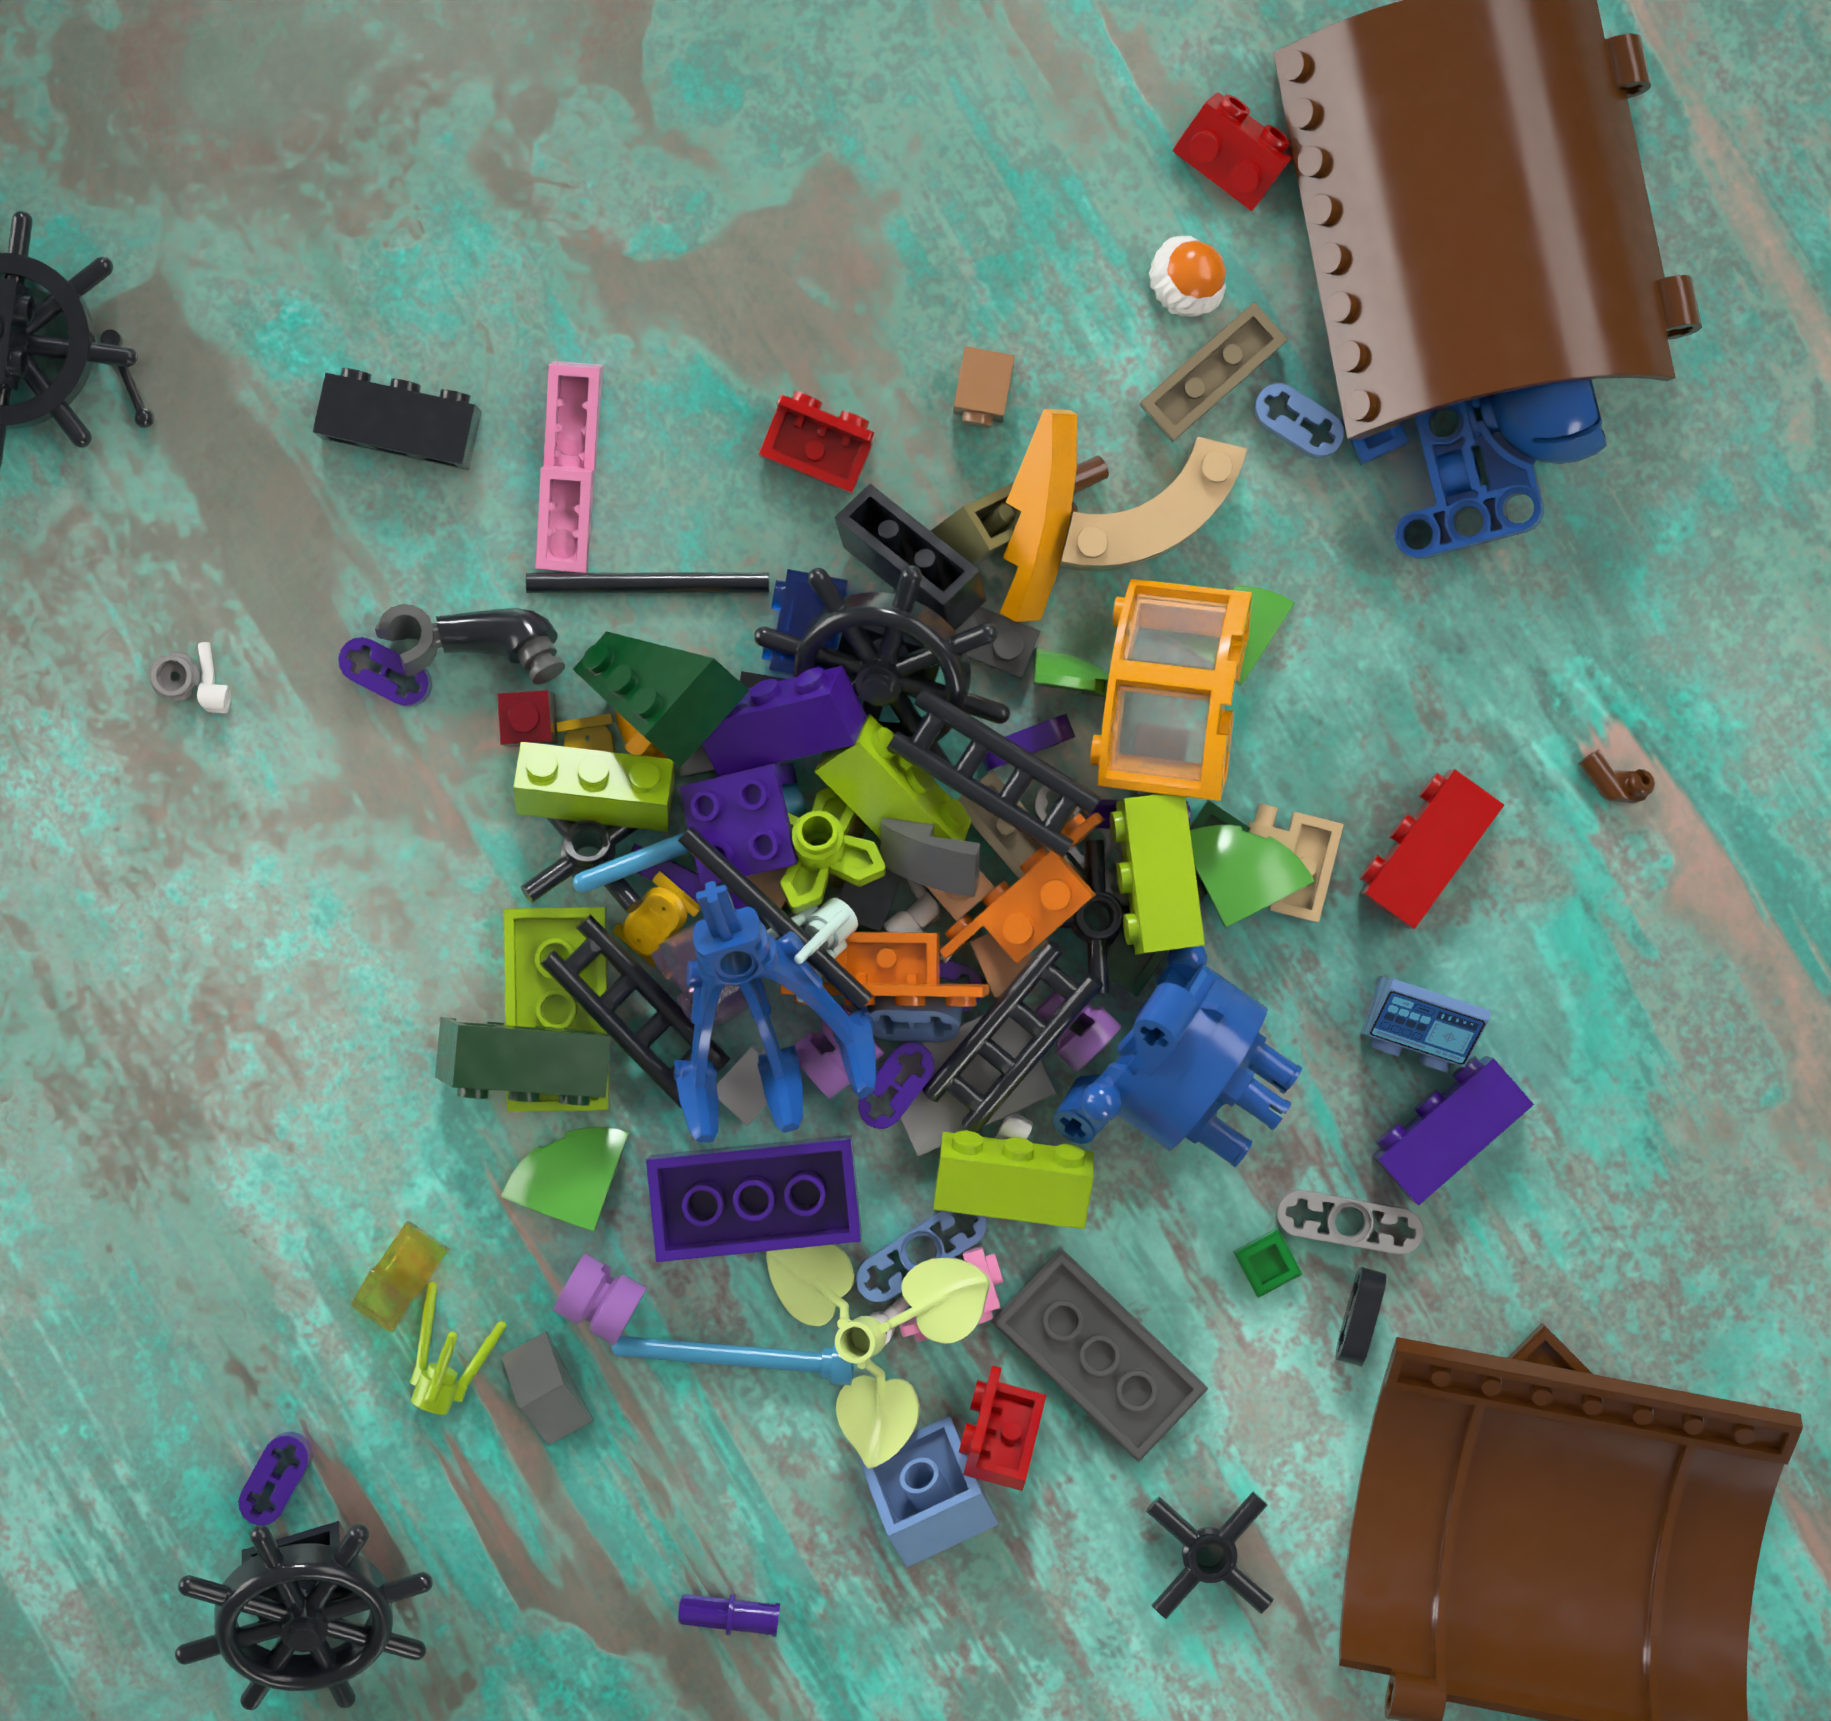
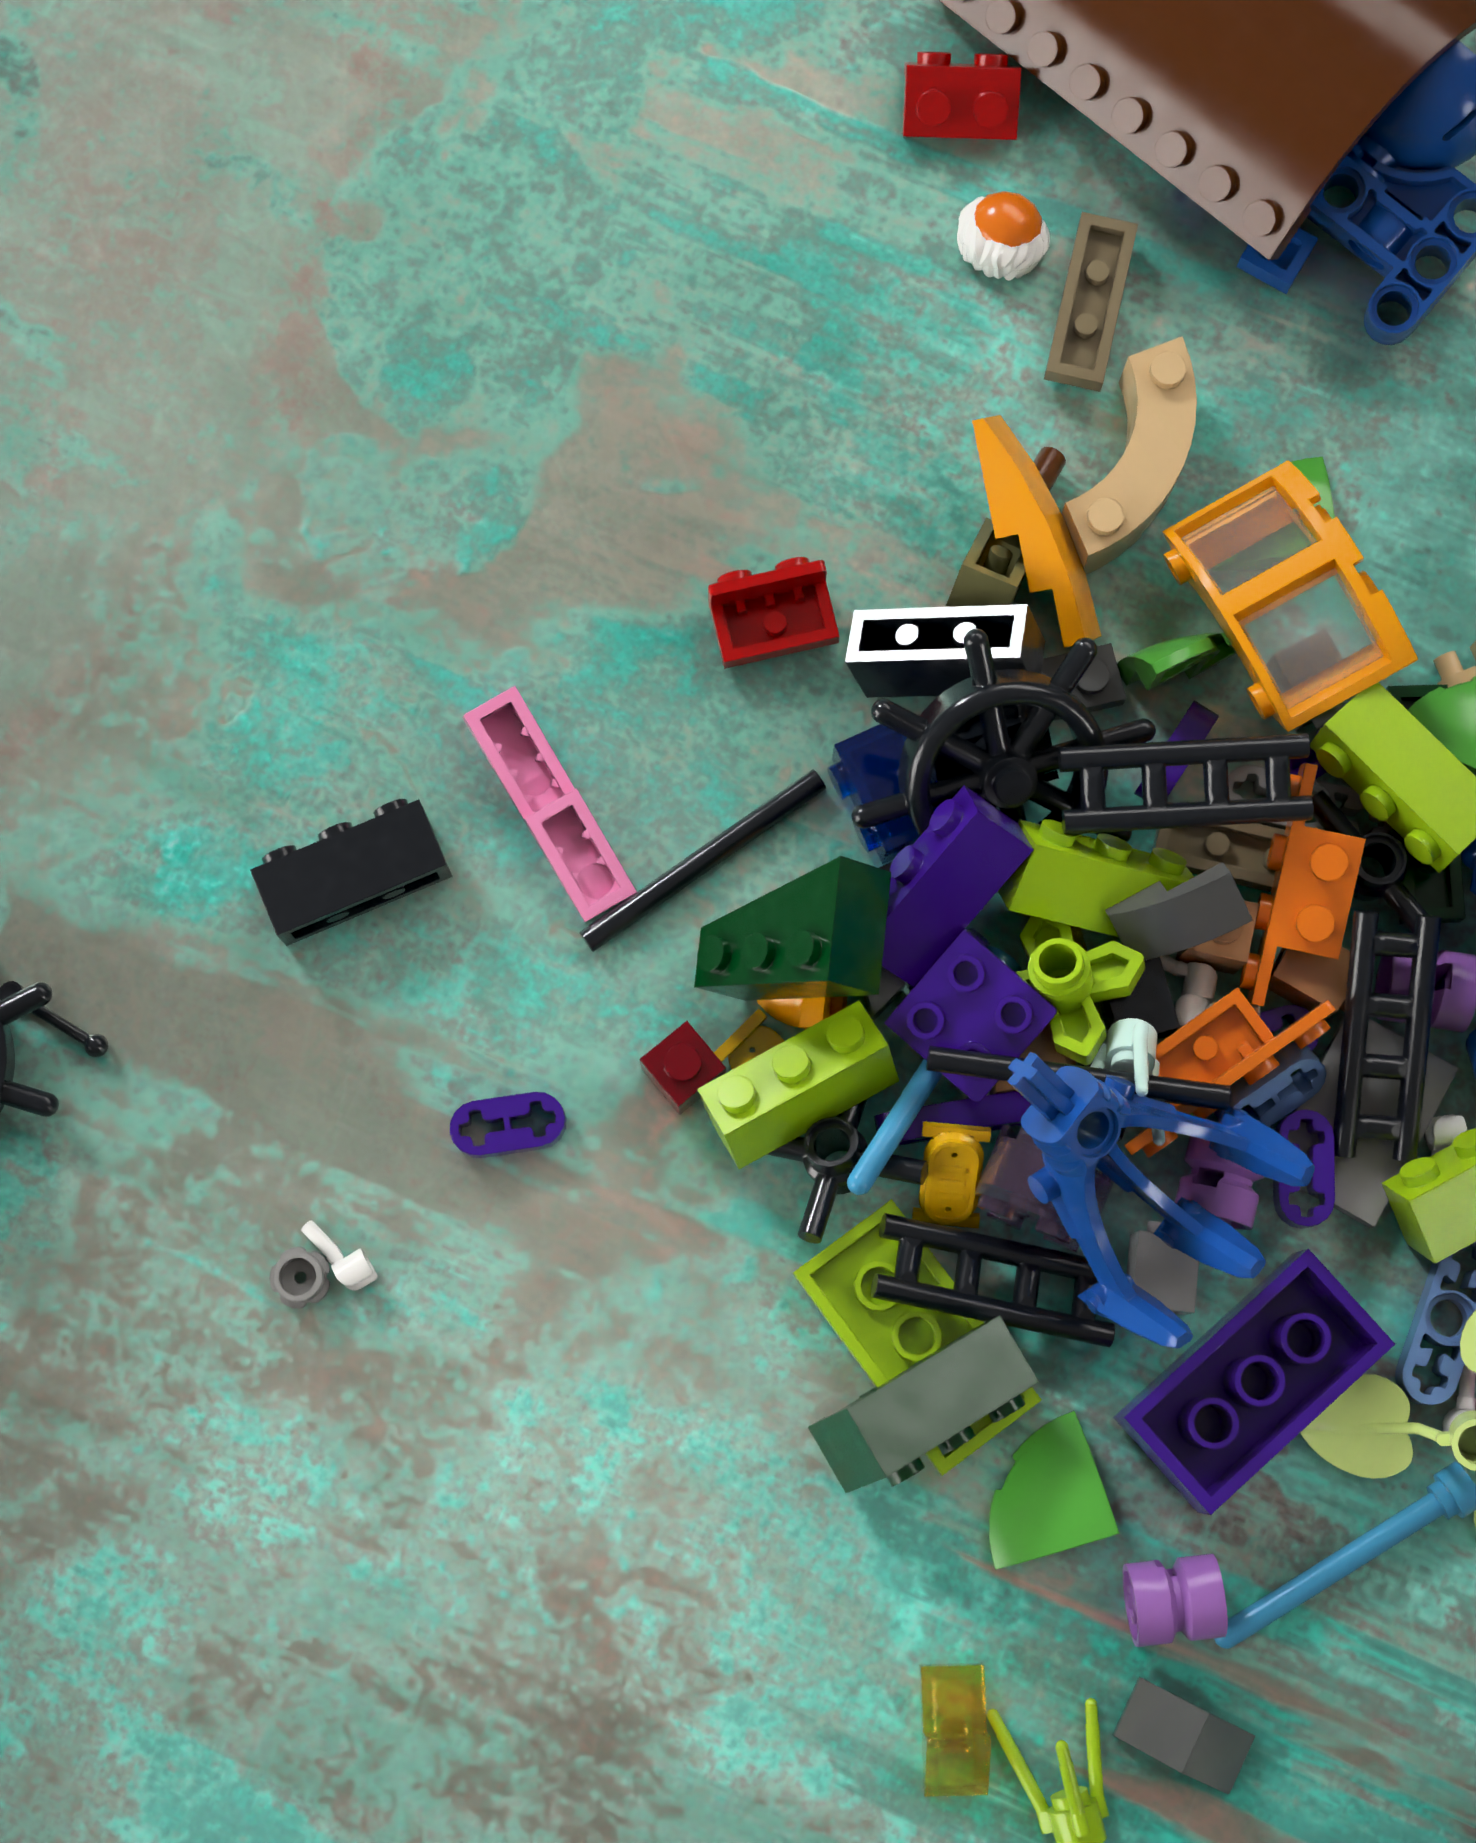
camera: 40 degrees left, 10 degrees down
(508, 632) = (604, 998): piece -> none
(983, 386) = (889, 456): medium nougat brick -> none
(1305, 410) = (1200, 293): medium blue beam -> none

